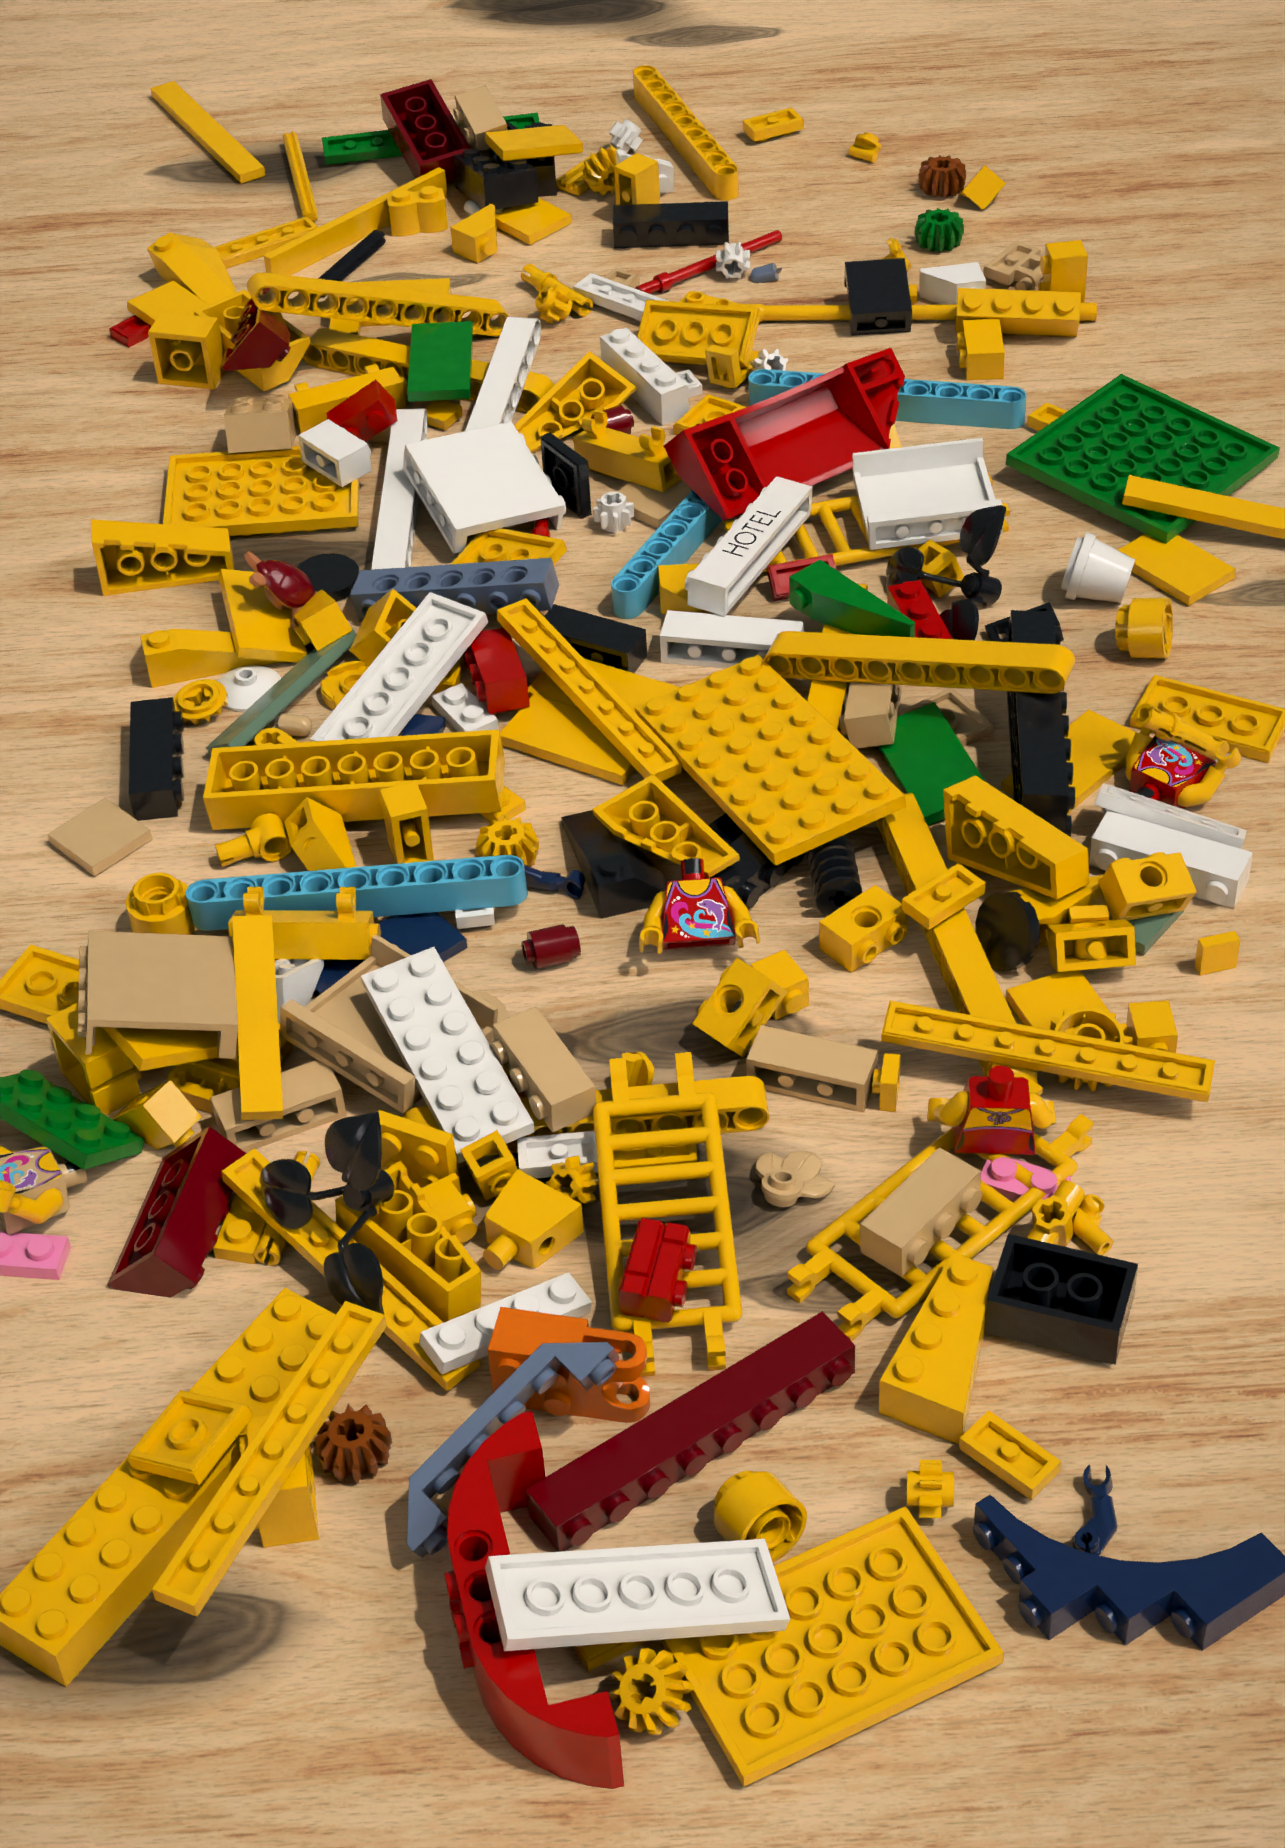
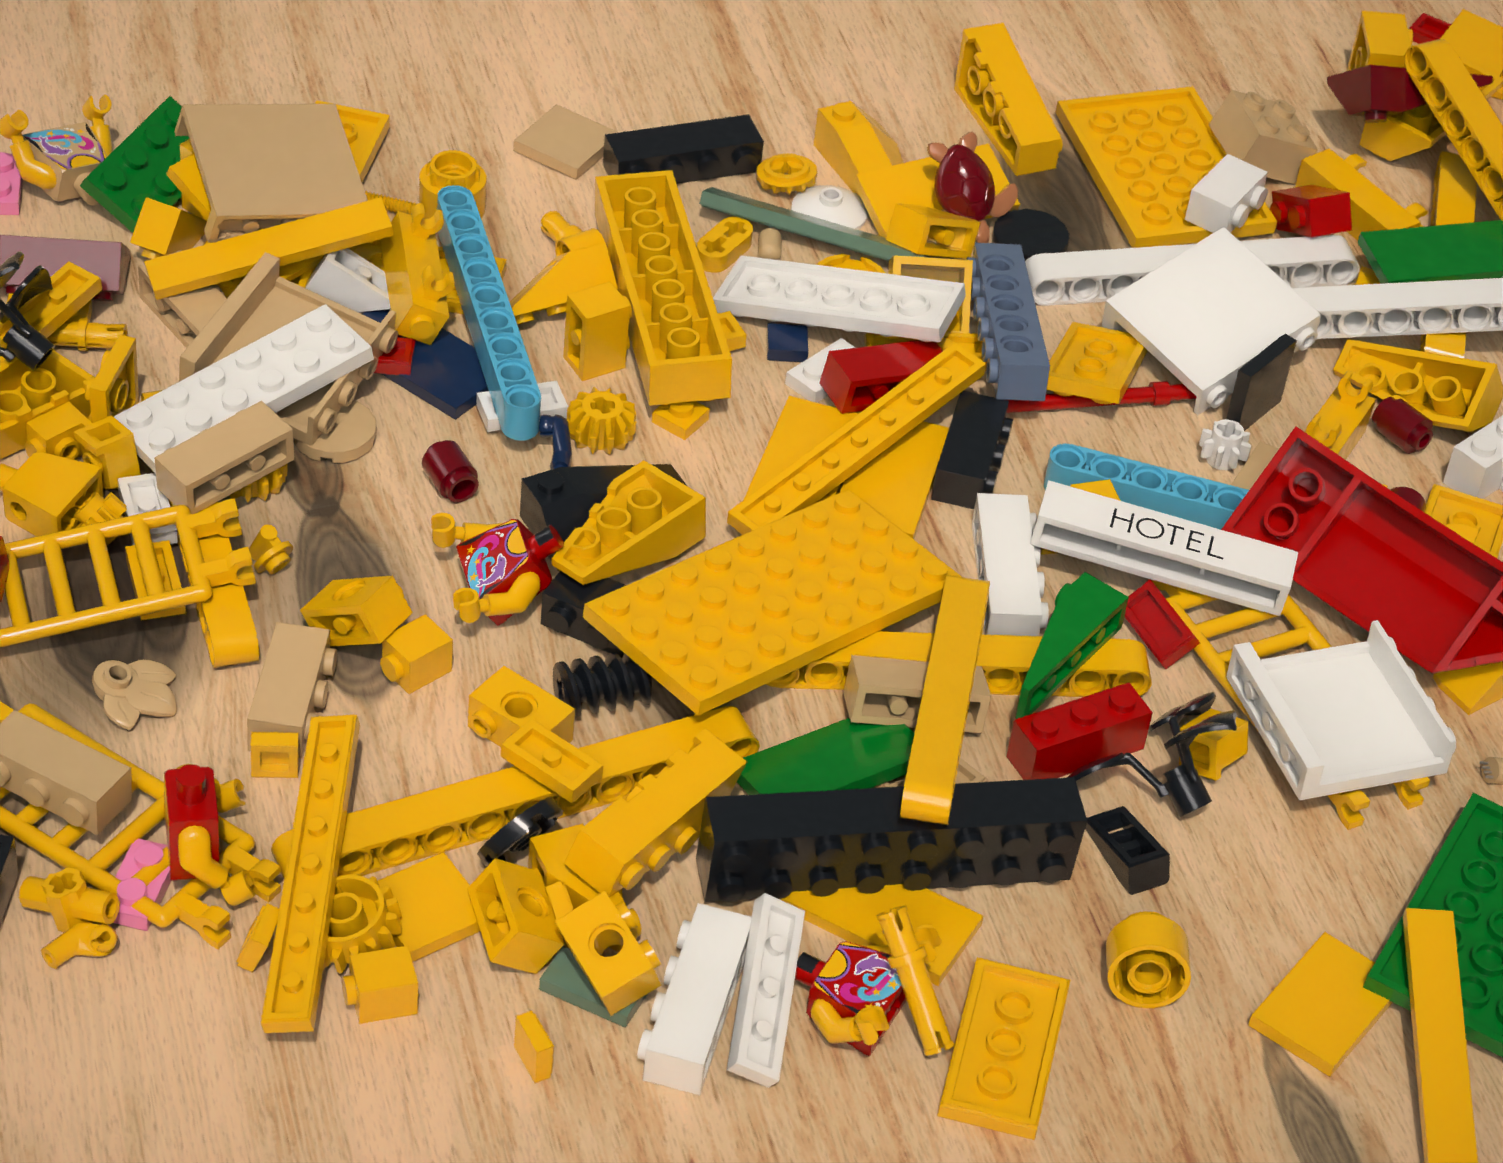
camera: 70 degrees right, 0 degrees up
(1096, 571) = (1250, 897): white piece -> none
(1100, 1102) = (258, 937): none -> yellow tile

